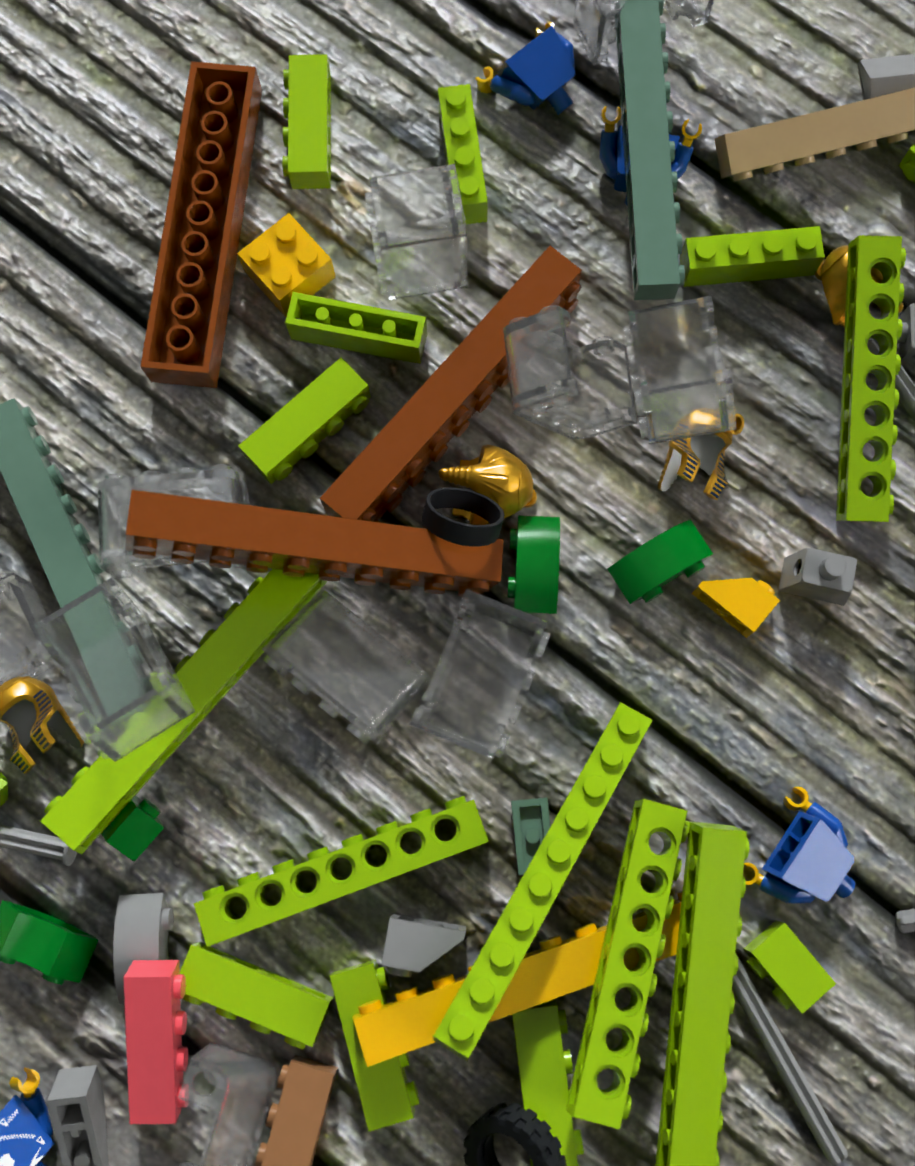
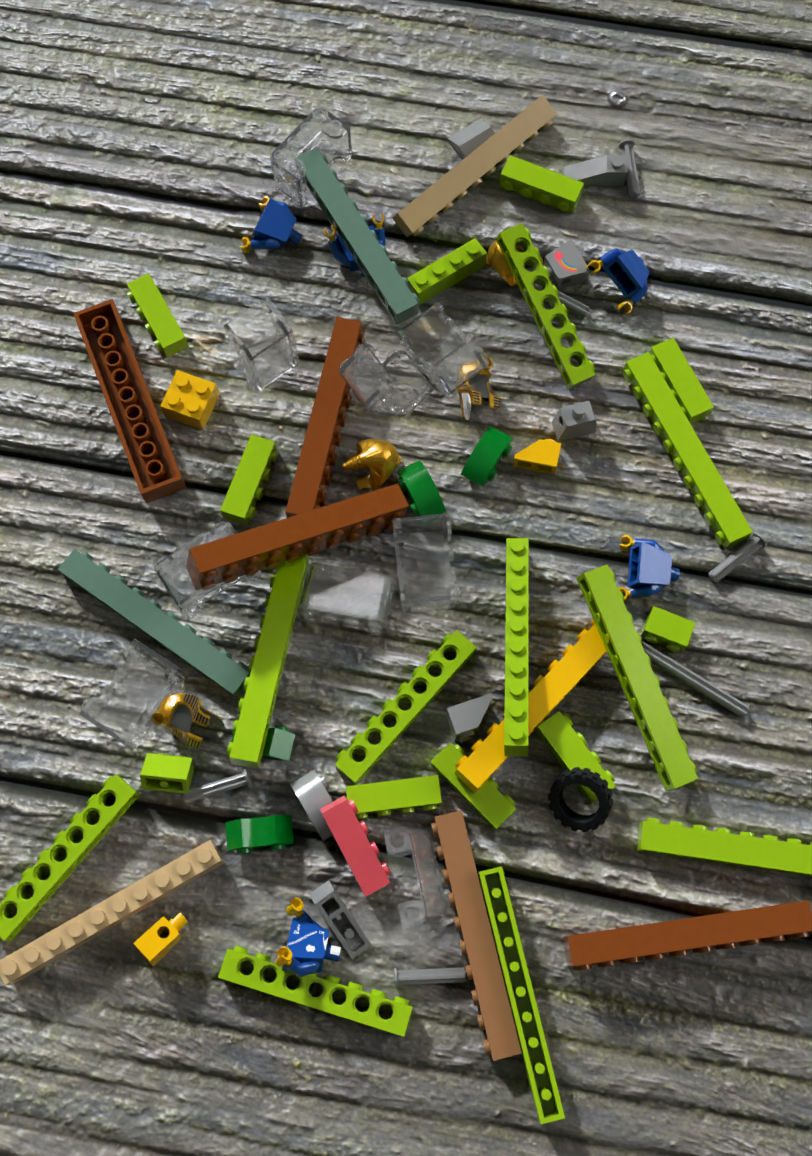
camera: 30 degrees left, 5 degrees down
(113, 670) = (224, 658): clear windscreen -> none
(356, 327) = (250, 414): lime brick -> none
(459, 532) = (383, 474): black tyre -> none
(463, 149) = (250, 282): lime brick -> none
(530, 827) = (494, 631): sand green plate -> none
(614, 1103) = (599, 741): lime brick -> none

